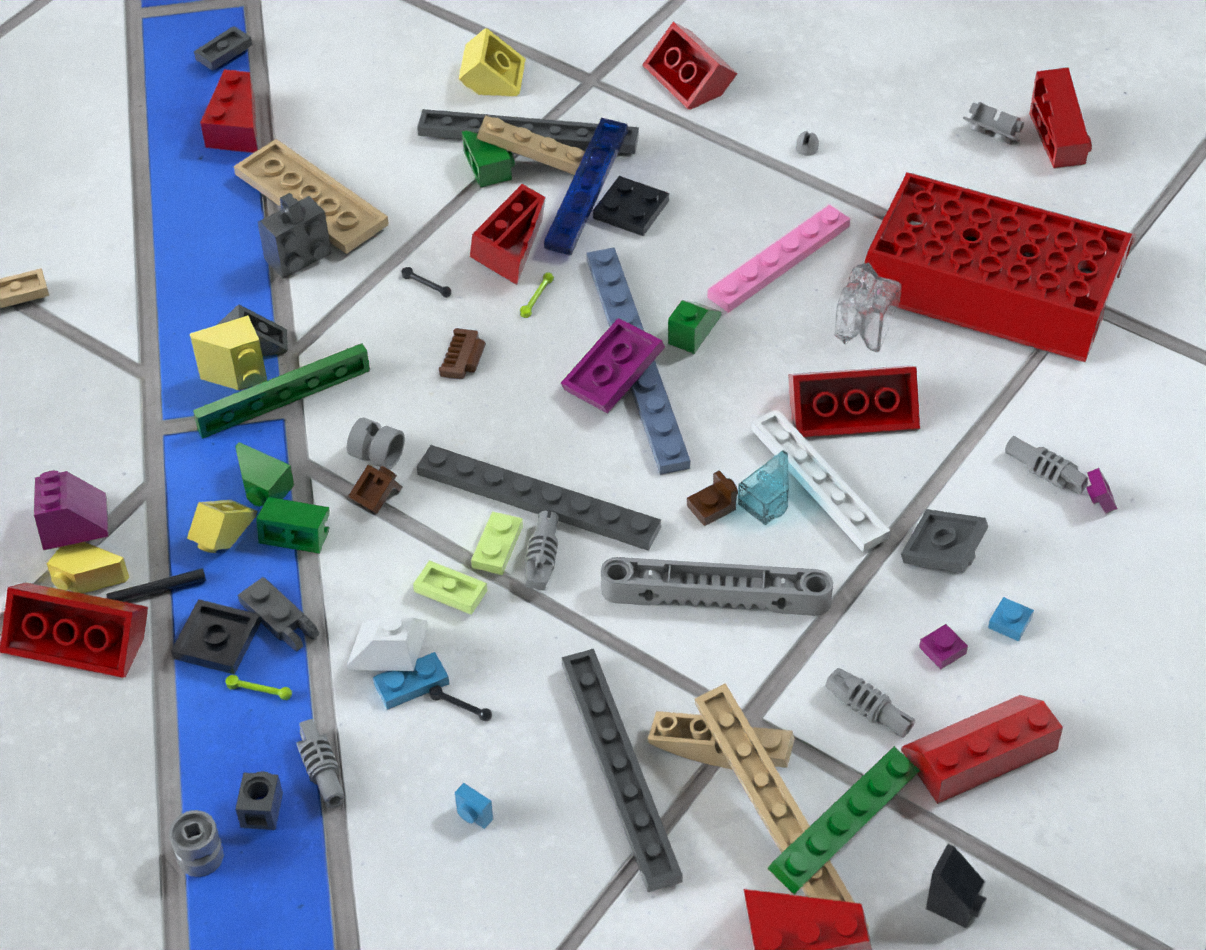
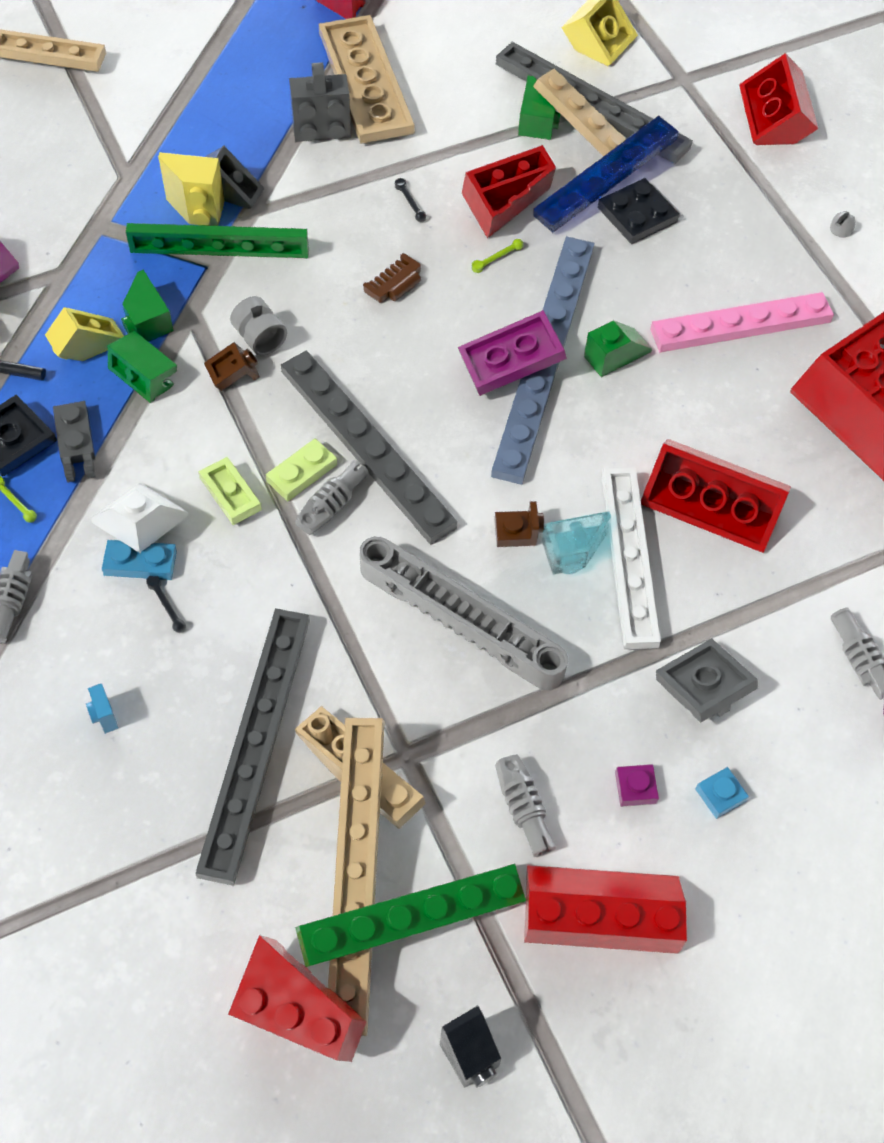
camera: 25 degrees right, 10 degrees up
(866, 307) = (786, 408): clear piece -> none

